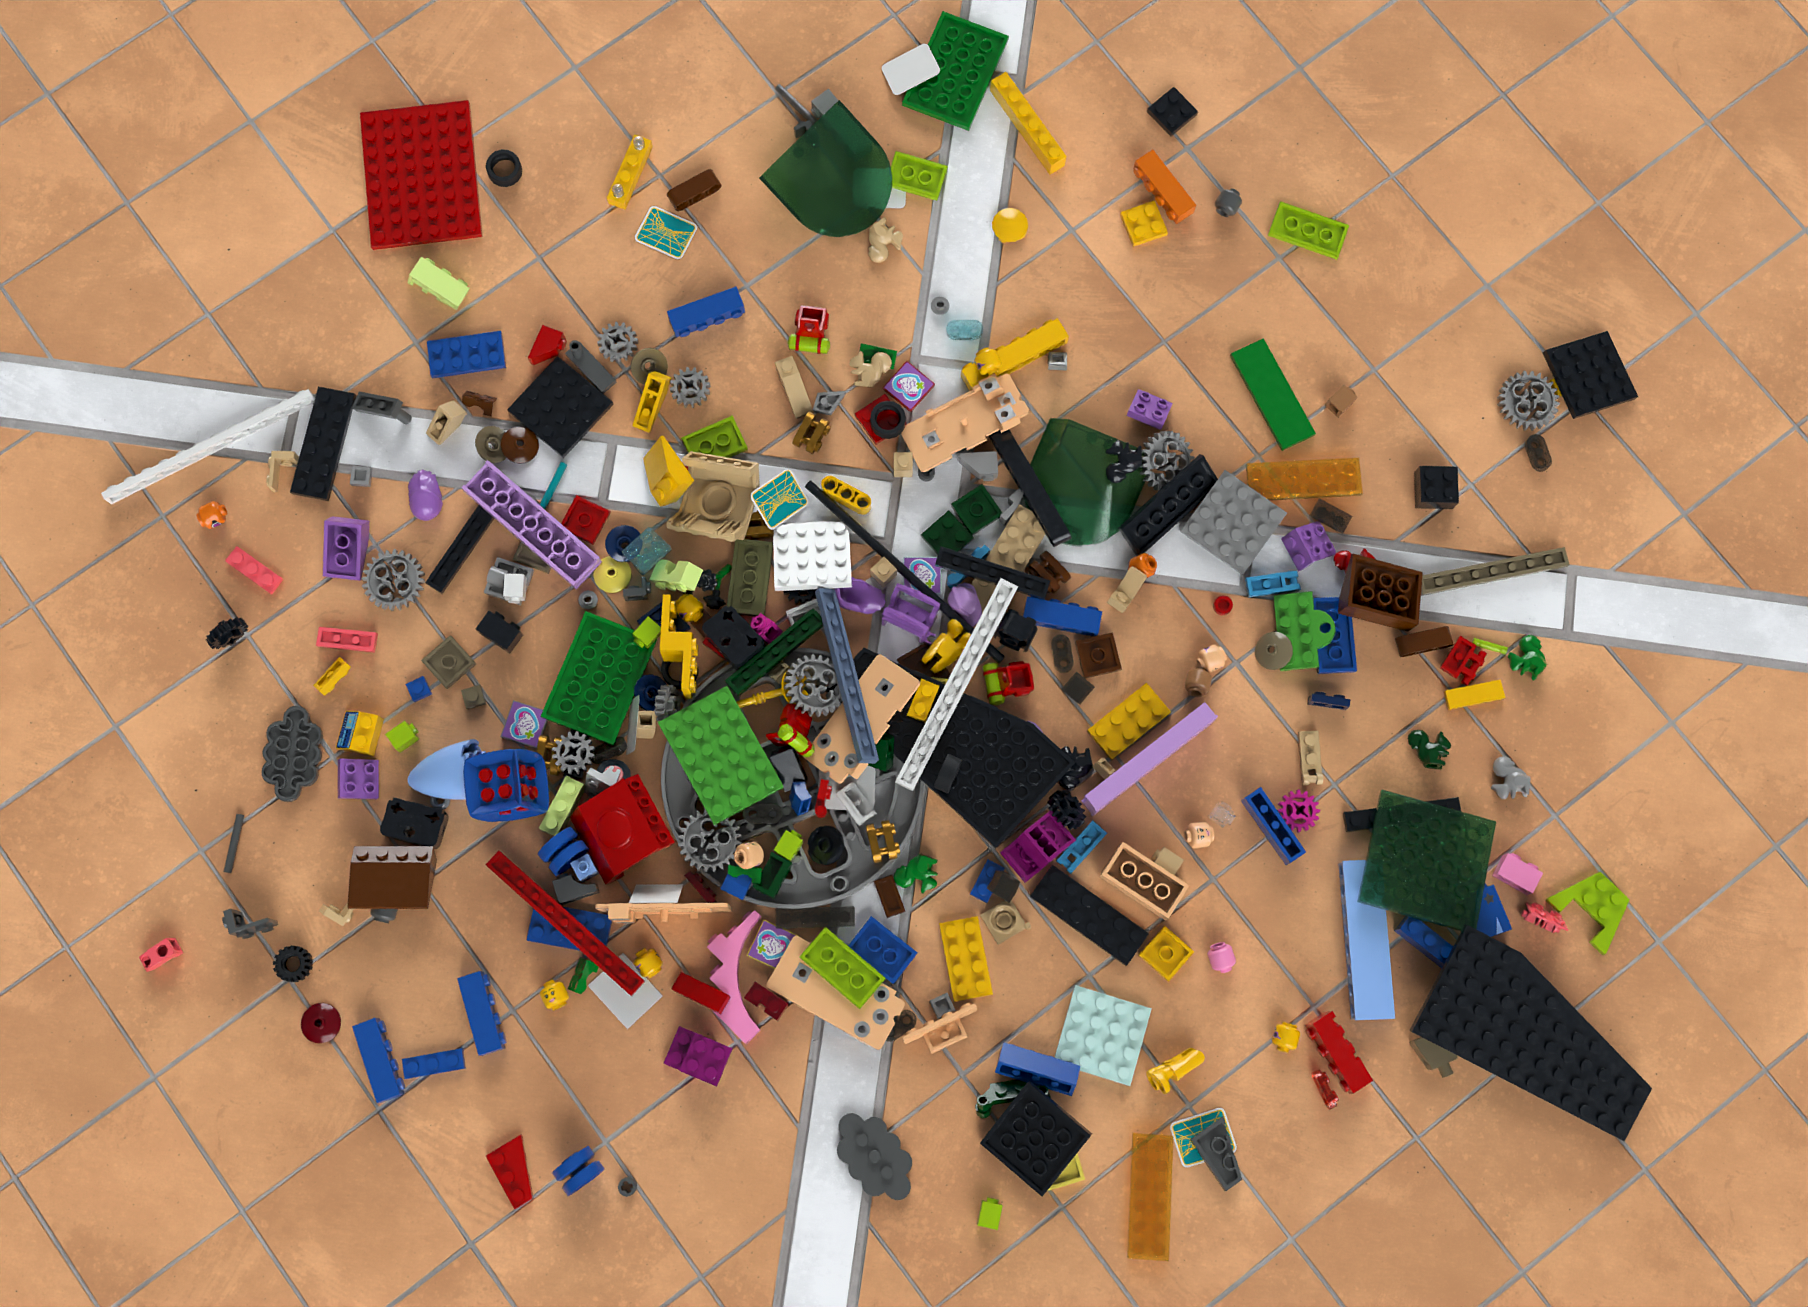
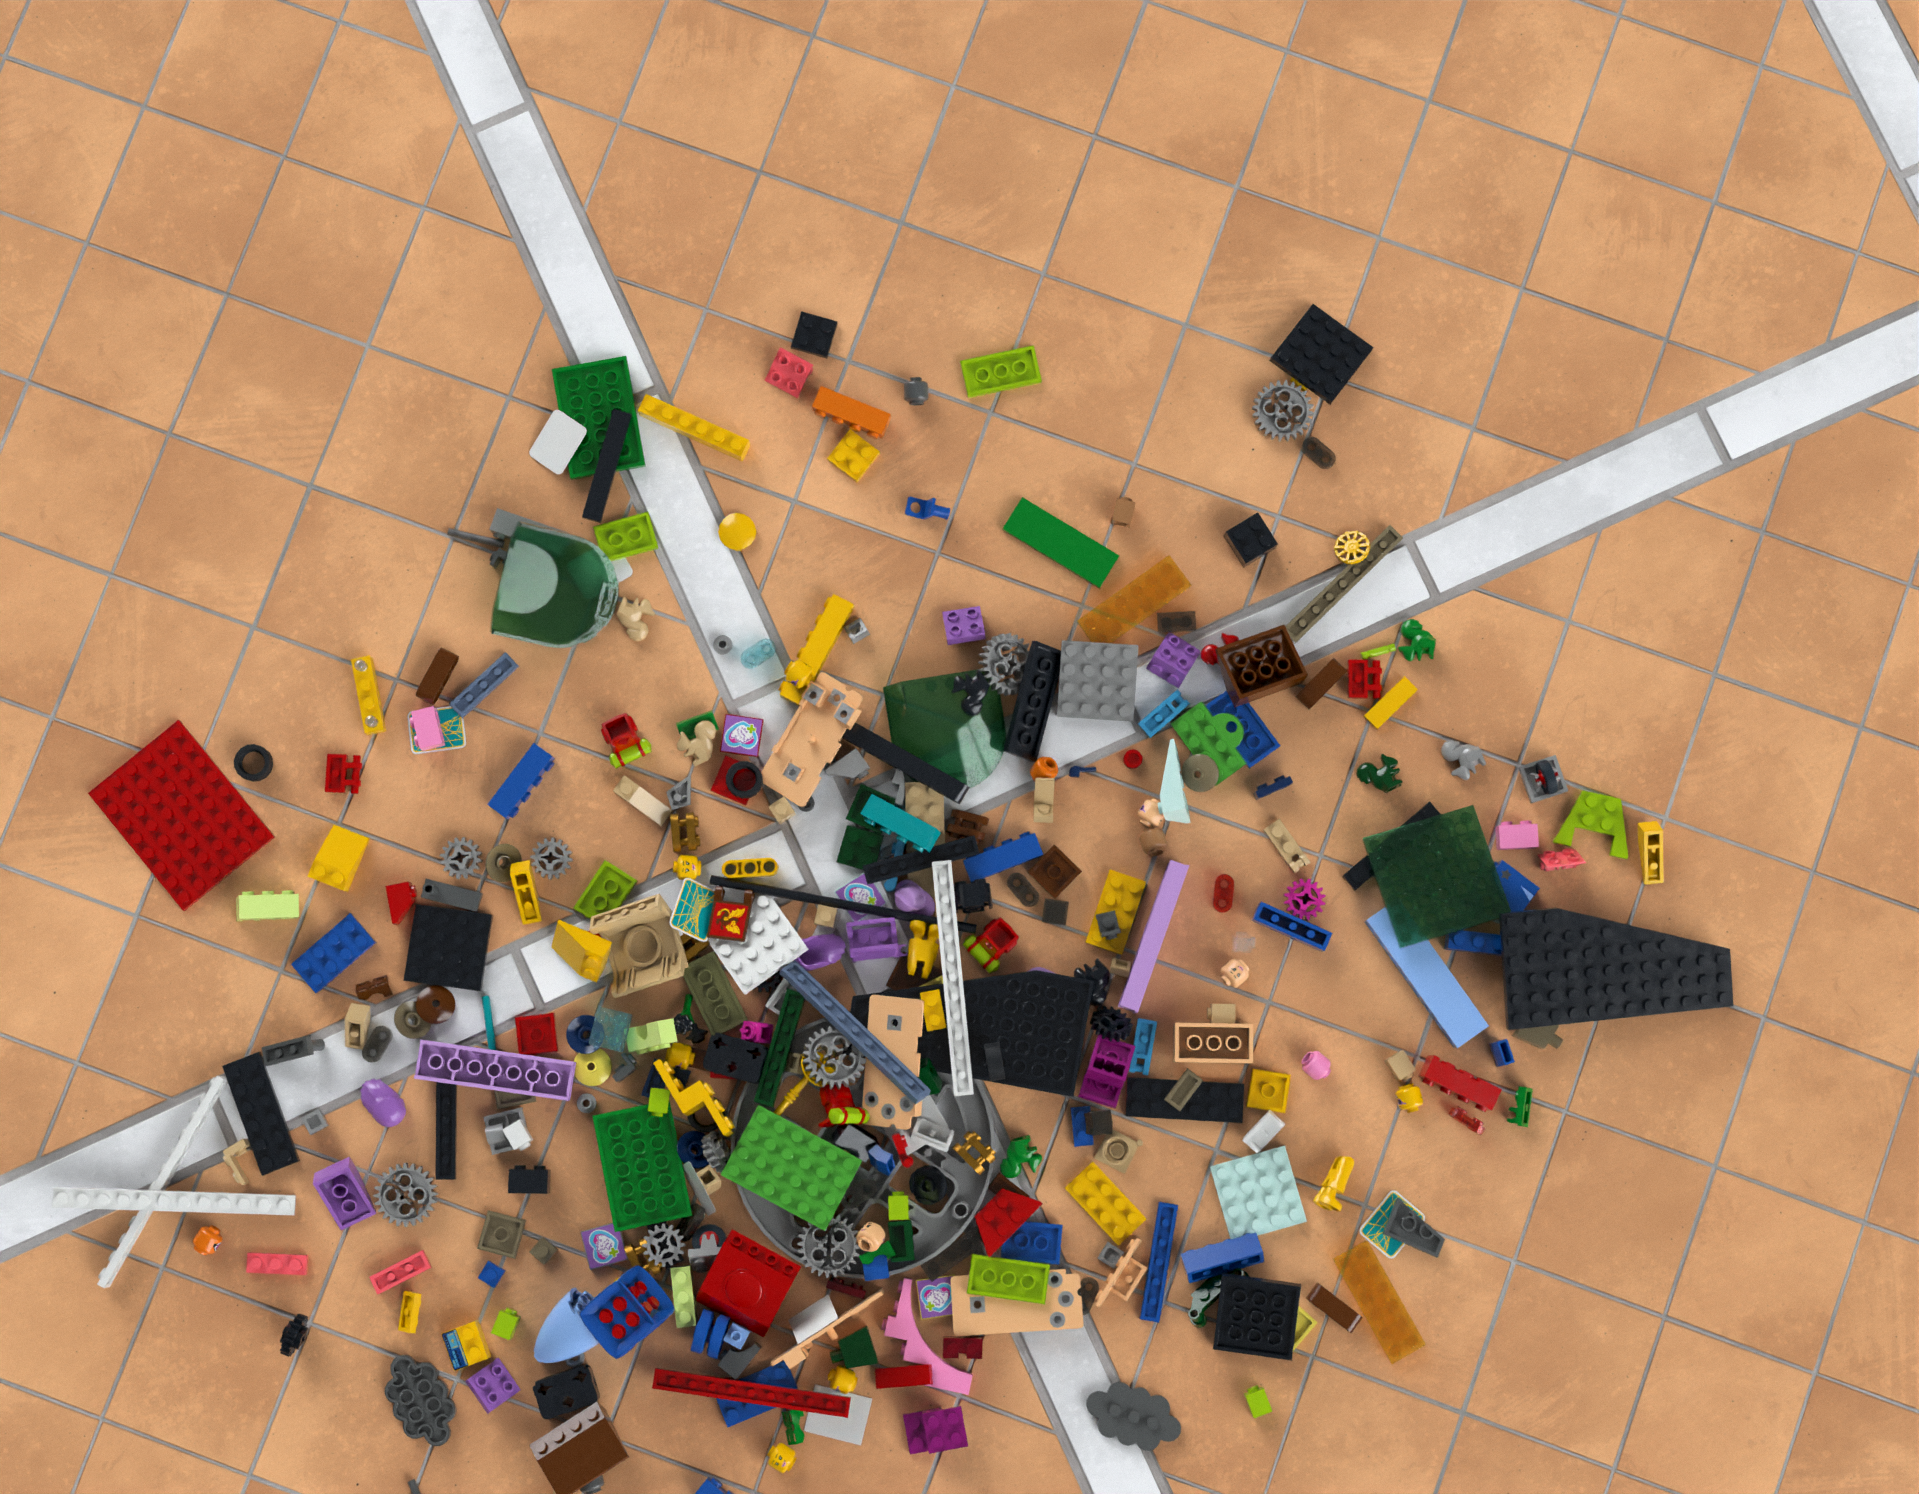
camera: 30 degrees left, 5 degrees up
(206, 466) = (173, 1201): none -> white plate
(451, 444) = (377, 1043): none -> clear smoke plate
(520, 283) = (339, 858): none -> yellow slope
(563, 217) = (337, 773): none -> red plate
(659, 225) = (427, 728): none -> bright pink brick
(675, 944) = (856, 1349): none -> dark green torso
(726, 220) = (484, 685): none -> sand blue tile
(795, 461) = (686, 867): none -> yellow head
(804, 524) = (728, 918): none -> flag
(871, 913) = (1003, 1217): none -> red wing
(937, 109) = (607, 466): none -> black tile
(980, 1038) = (1158, 1262): none -> blue tile
(994, 532) = (900, 823): none -> teal brick
(1093, 904) = (1183, 1089): none -> dark tan tile
(1107, 1176) = (1334, 1307): none -> reddish brown beam
(1116, 726) = (1108, 925): none -> dark grey bracket
(1133, 127) = (789, 372): none -> coral hinge
(1140, 984) = (1263, 1131): none -> white hinge
(1168, 584) = (1075, 771): none -> dark blue hand
(1178, 300) = (927, 509): none -> blue bracket
(1231, 763) = (1223, 893): none -> clear red plate
(1241, 648) = (1172, 797): none -> light aqua wedge
(1295, 1004) = (1400, 1066): none -> tan brick
(1385, 1105) = (1523, 1098): none -> green plate
(1391, 1050) = (1501, 1053): none -> blue piece
(1520, 546) = (1352, 547): none -> yellow wheel
(1570, 840) = (1543, 779): none -> light grey plate
(1629, 961) = (1651, 852): none -> yellow slope

